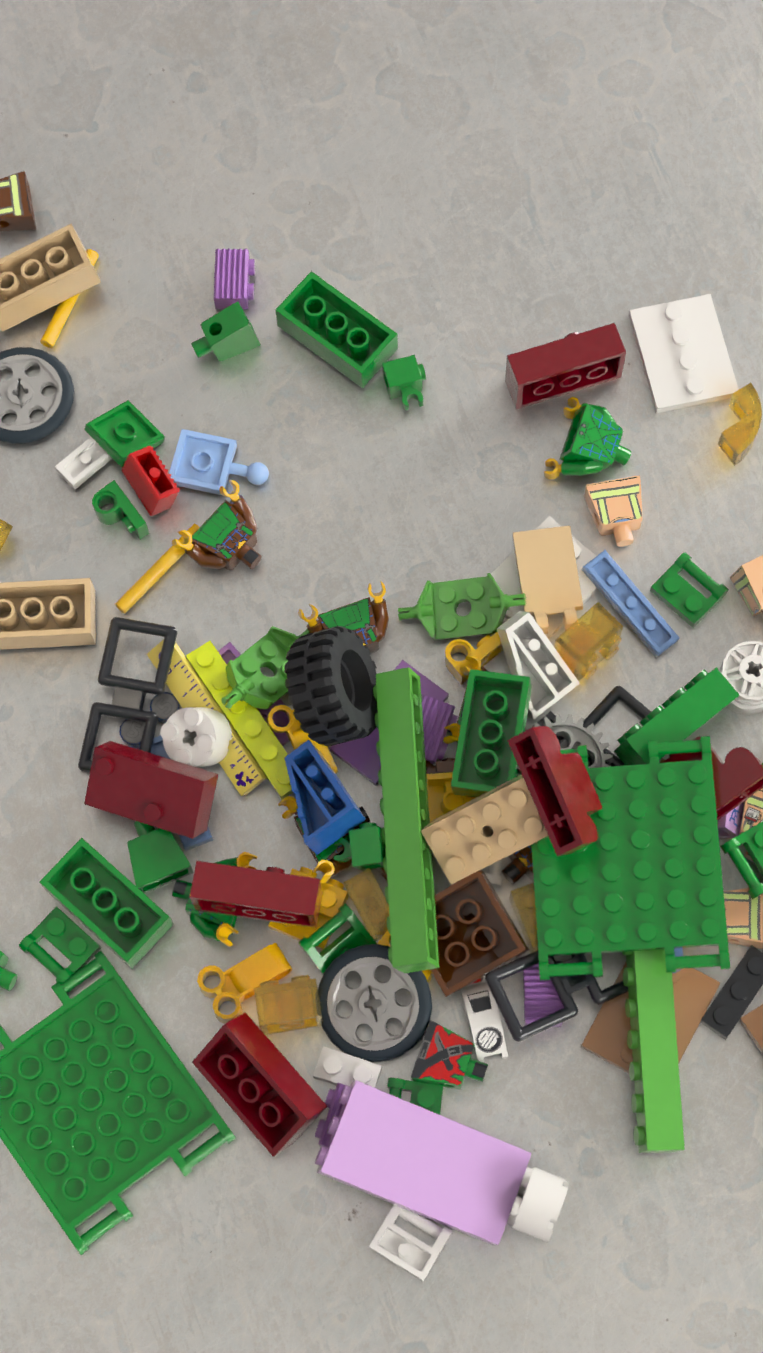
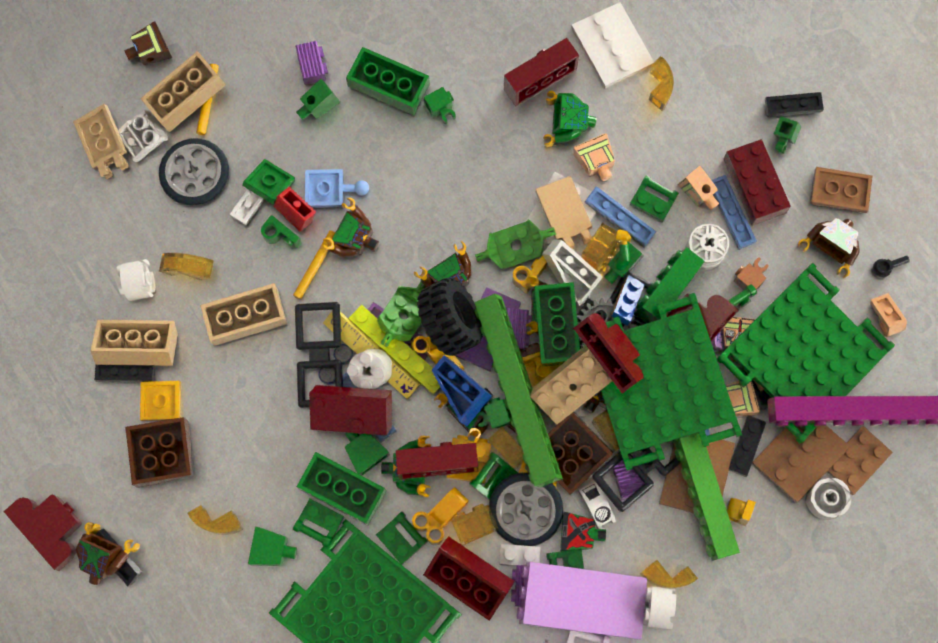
camera: 15 degrees left, 5 degrees up
(167, 1004) = (397, 543): none -> green plate
(551, 1157) = (659, 576): none -> clear yellow brick
(608, 726) = (627, 299): none -> plate
(620, 665) = (625, 259): none -> green torso
(701, 1087) = (740, 511): none -> yellow plate

